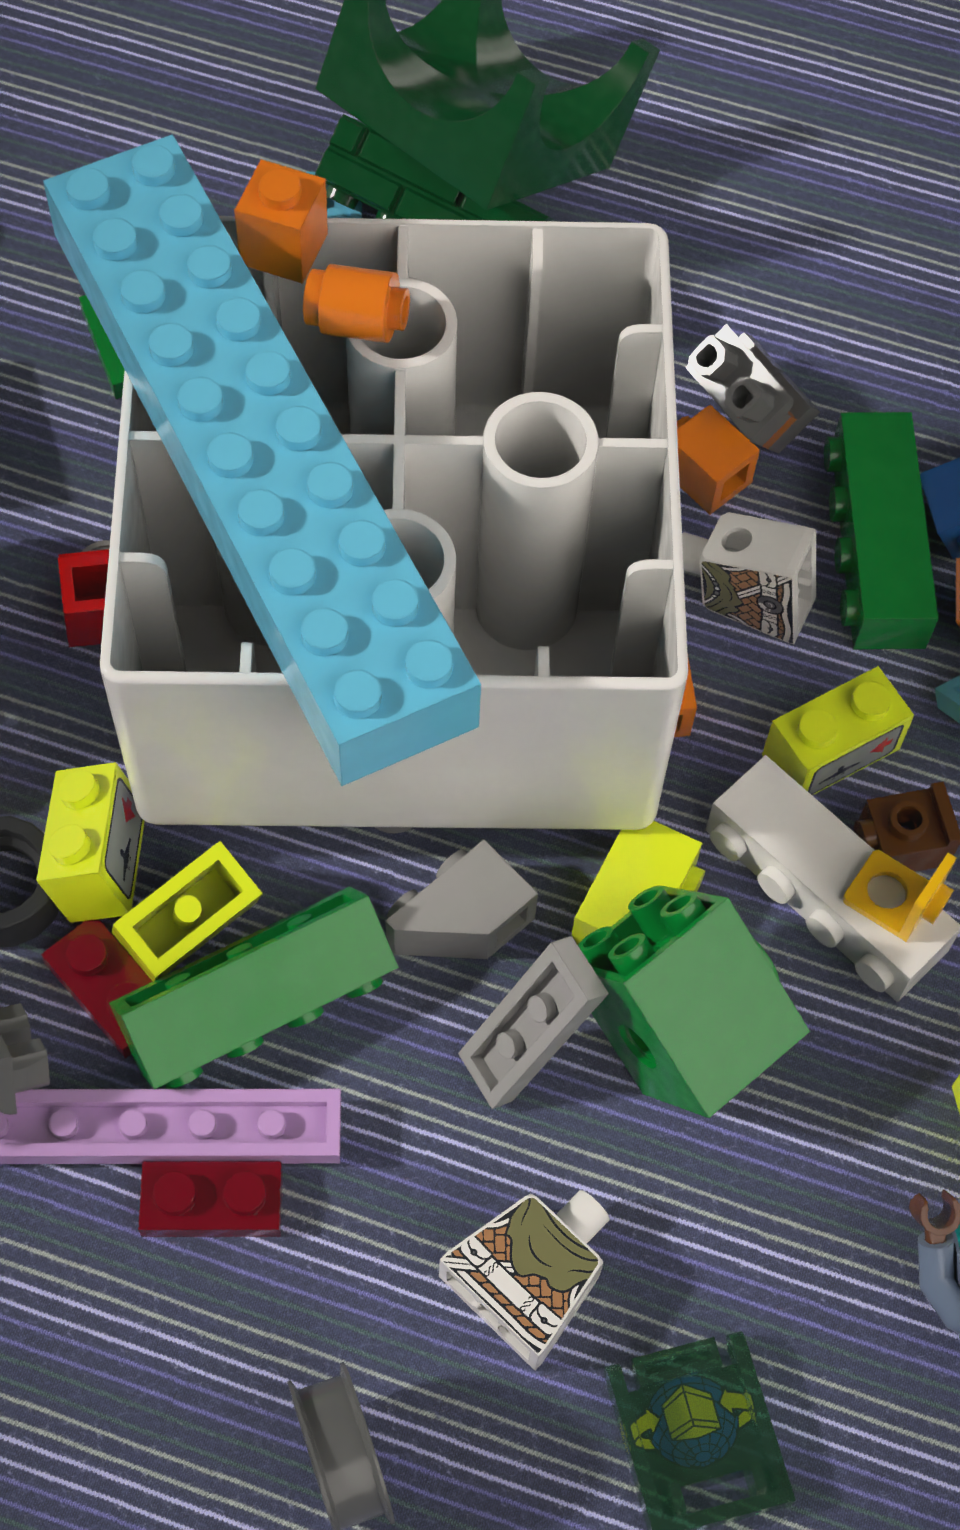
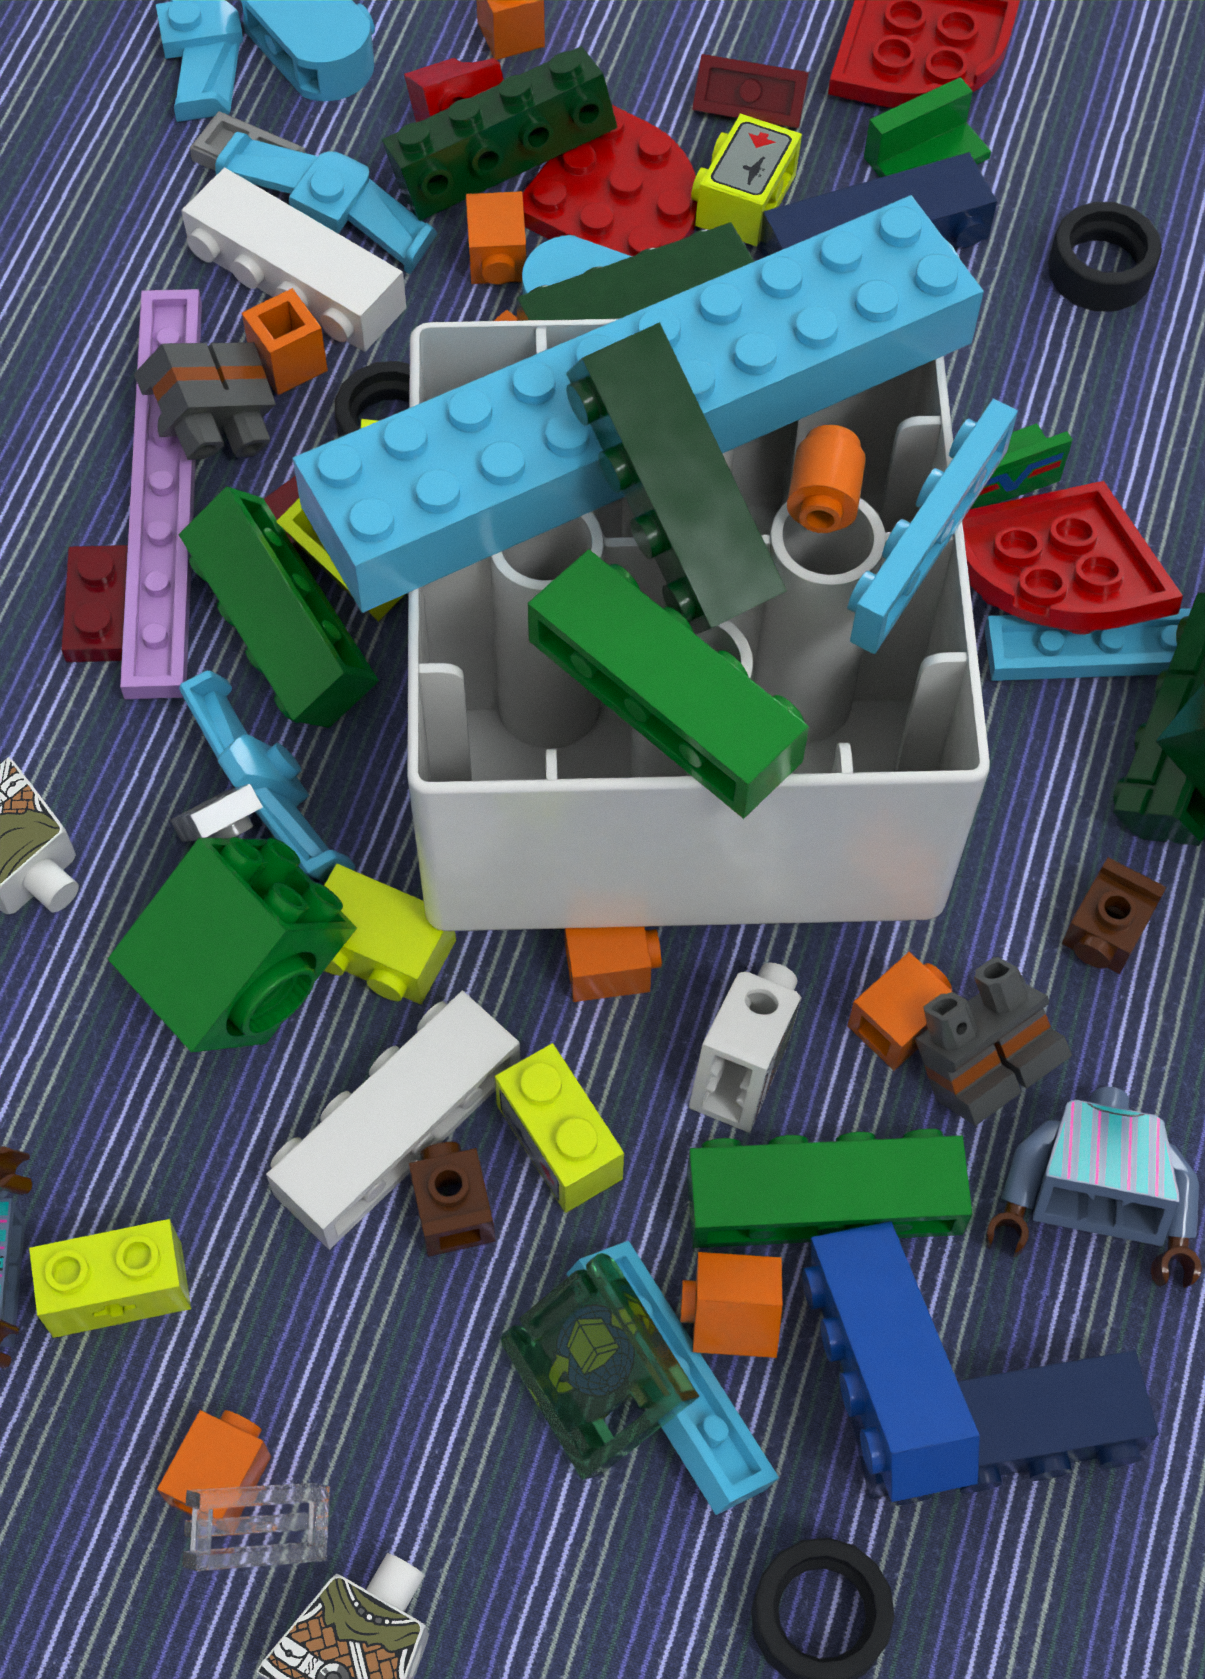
camera: 90 degrees right, 0 degrees up
(282, 221) = (914, 407): orange brick -> none
(391, 391) = (673, 479): none -> dark green brick
(422, 224) = (917, 545): none -> medium azure plate
(451, 1003) = (267, 768): none -> medium azure plate
(465, 911) = (361, 784): light grey slope -> none
(585, 445) = (668, 682): none -> green brick
(864, 324) = (1106, 1176): none -> sand blue torso
(922, 896) = (337, 1175): yellow bracket -> none

